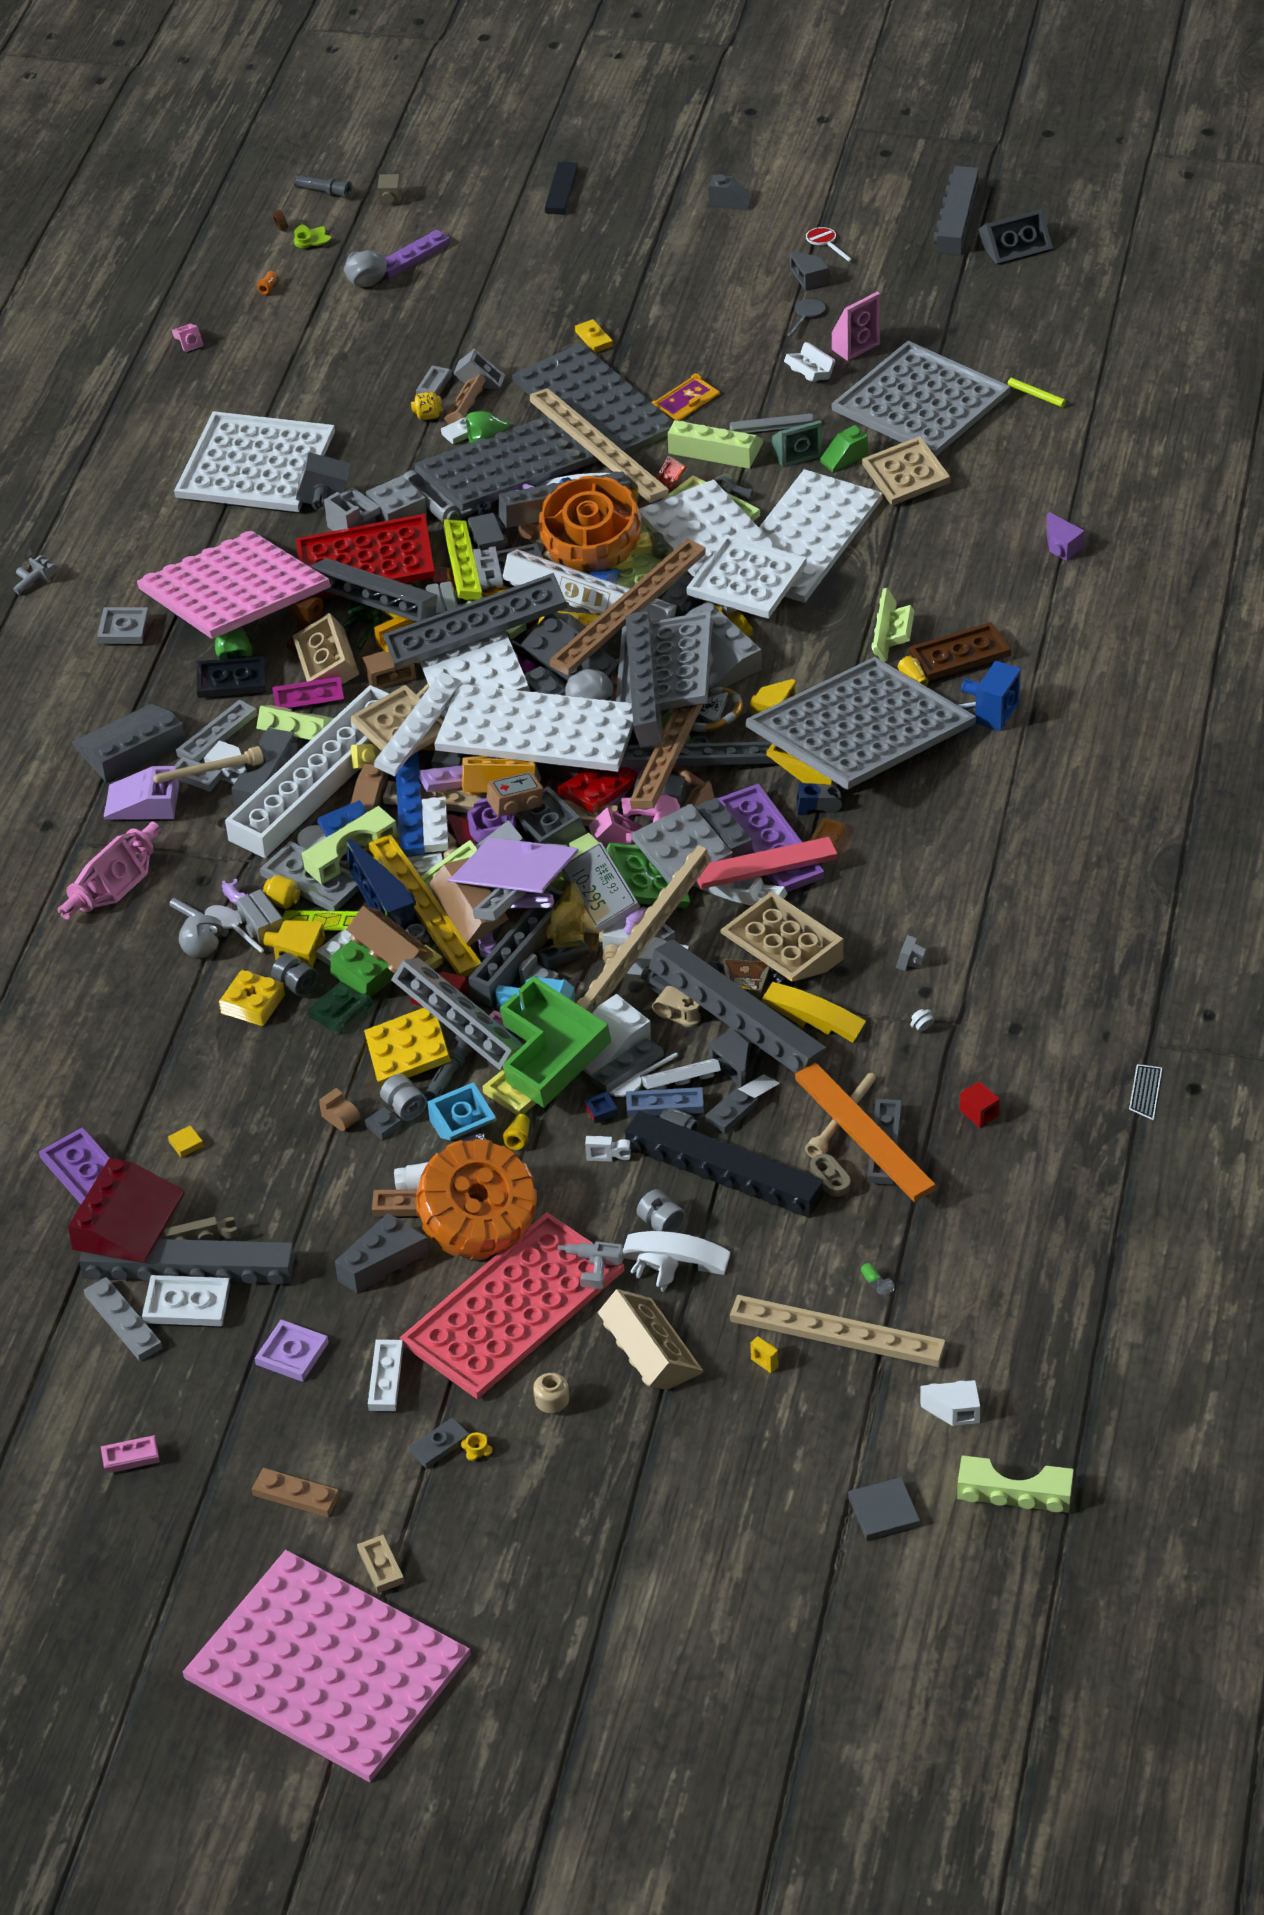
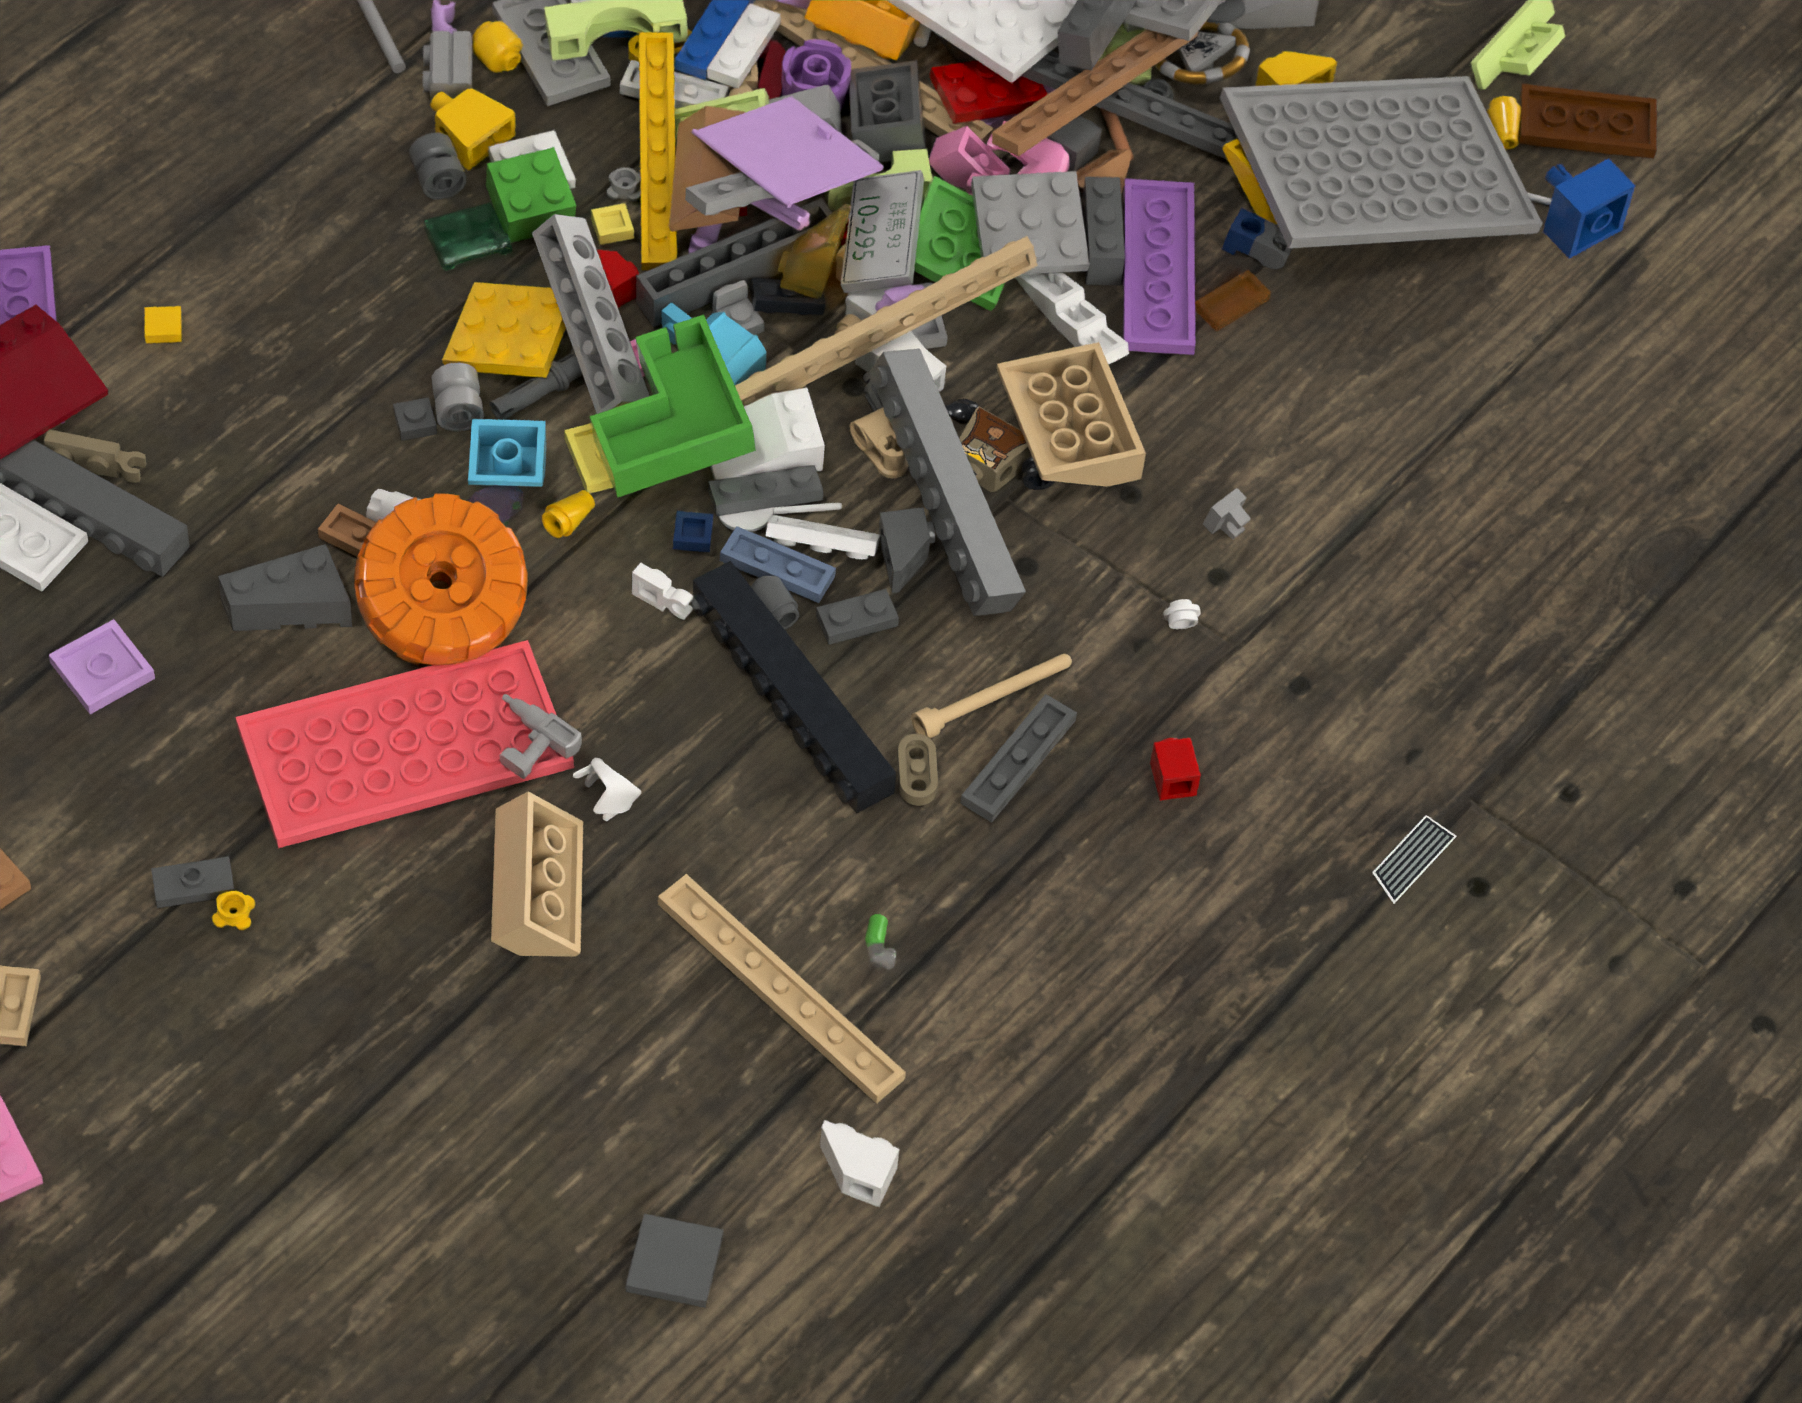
camera: 20 degrees right, 10 degrees up
(196, 937) = (350, 60): light grey helmet -> none
(229, 920) = (406, 47): white piece -> none
(252, 997) = (368, 172): yellow brick -> none
(331, 919) = (533, 112): clear neon green sticker -> none
(338, 1110) = (369, 374): medium nougat leg -> none
(380, 887) = (612, 131): dark blue slope -> none
(385, 938) = (566, 173): medium nougat slope -> none
(385, 1375) = (187, 758): white plate -> none
(514, 794) = (858, 52): medium nougat brick -> none
(551, 1392) = (365, 887): tan head -> none
(660, 1212) = (666, 714): light grey wheel -> none
(679, 1246) = (659, 773): white slope -> none
(759, 1086) = (911, 601): white sticker -> none
(764, 1354) = (666, 972): yellow plate -> none
(767, 862) = (1124, 299): coral tile -> none
(808, 1008) = (1050, 532): yellow slope -> none
(865, 1132) = (997, 735): orange tile -> none
(1045, 1491) = (897, 1347): yellowish green arch -> none

